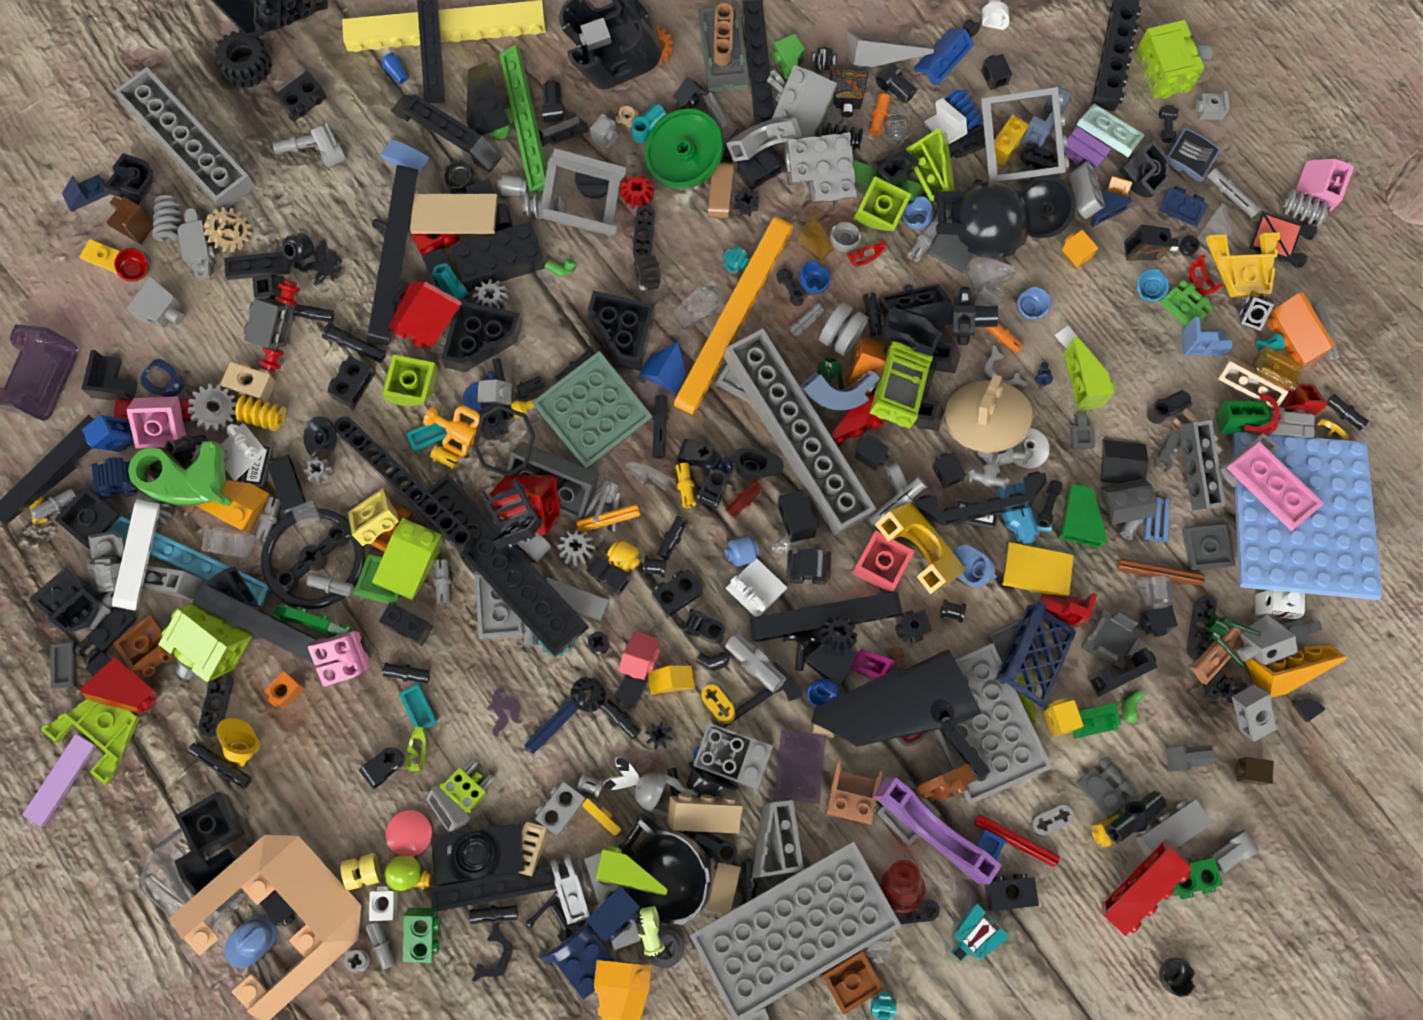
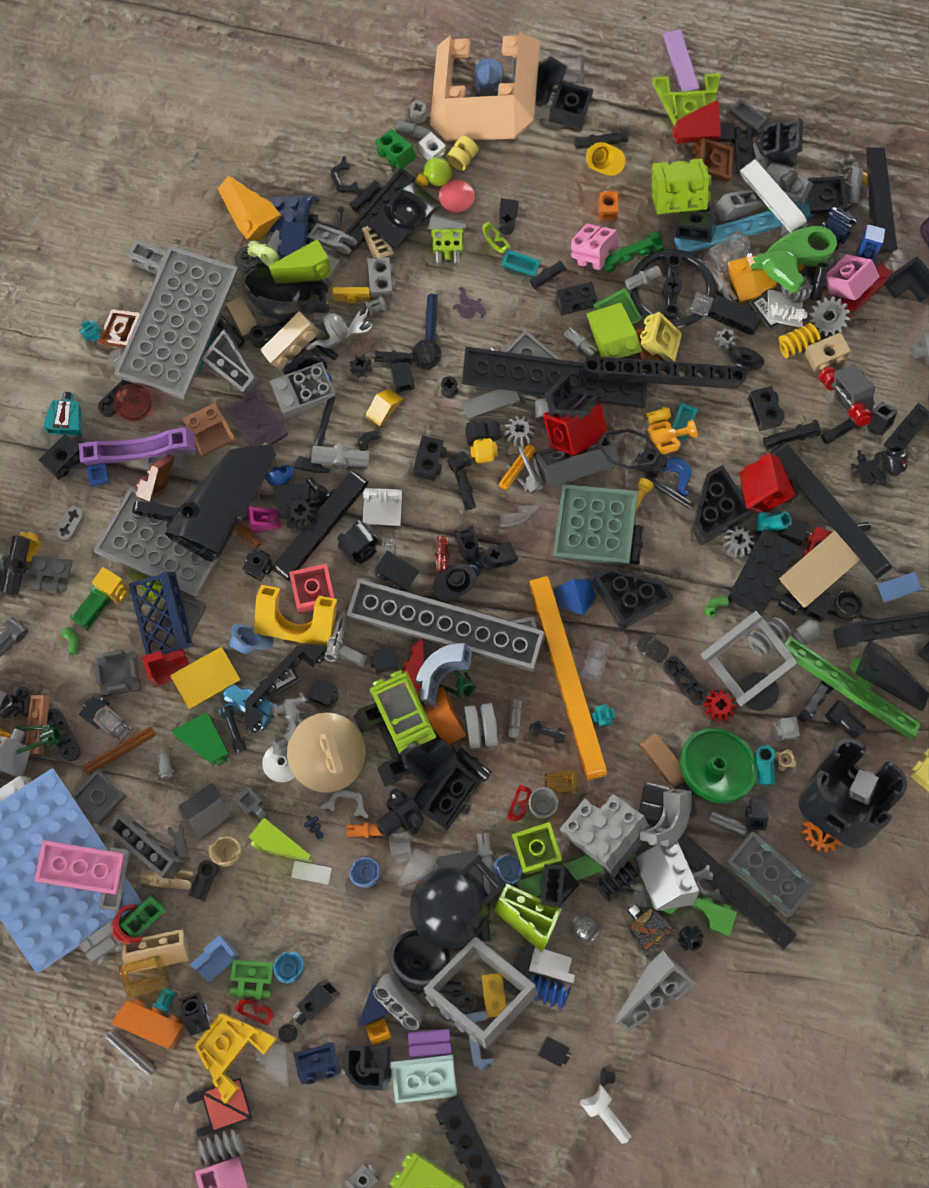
camera: 140 degrees right, 0 degrees up
(172, 388) = (868, 310): dark blue piece -> none
(205, 719) = (638, 160): black beam -> none
(255, 621) = (663, 220): black tile -> none
(409, 381) = (728, 438): lime slope -> none
(494, 392) = (668, 478): light grey brick -> none
(530, 386) = (652, 506): black pin -> none
(640, 655) = (415, 397): coral brick -> none
(659, 433) = (547, 560): black axle -> none
(685, 485) = (488, 530): yellow pin -> none
(702, 626) = (396, 451): black piece -> none
(714, 707) = (342, 410): yellow beam -> none
(723, 25) = (785, 876): medium nougat beam -> none
(742, 550) = (412, 519): medium blue head -> none
(746, 208) = (631, 767): black gear -> none
(814, 278) = (536, 751): blue hair -> none
(879, 114) = (608, 931): orange pin -> none
(892, 80) = (624, 969): black piece -> none
(946, 55) = (605, 1032): blue panel -> none
(961, 609) = (240, 600): black bush -> none
(1017, 840) = (83, 493): red axle -> none
(1079, 248) = (368, 951): light orange brick -> none
(1103, 681) = (88, 648): black panel -> none
(1130, 501) = (180, 778): dark grey slope -> none
(1135, 412) = (225, 851): none -> tan hair
(1165, 522) = (141, 773): medium blue tile -> none
(1169, 114) = (391, 1140): black bar -> none
(1192, 154) = (344, 1119): slope -> none
(1215, 175) = (289, 1113): light grey pin -> none
(1305, 398) = (107, 974): red slope -> none
(1334, 428) = (74, 973): yellow piece -> none
(1347, 412) = (68, 994): black pin -> none

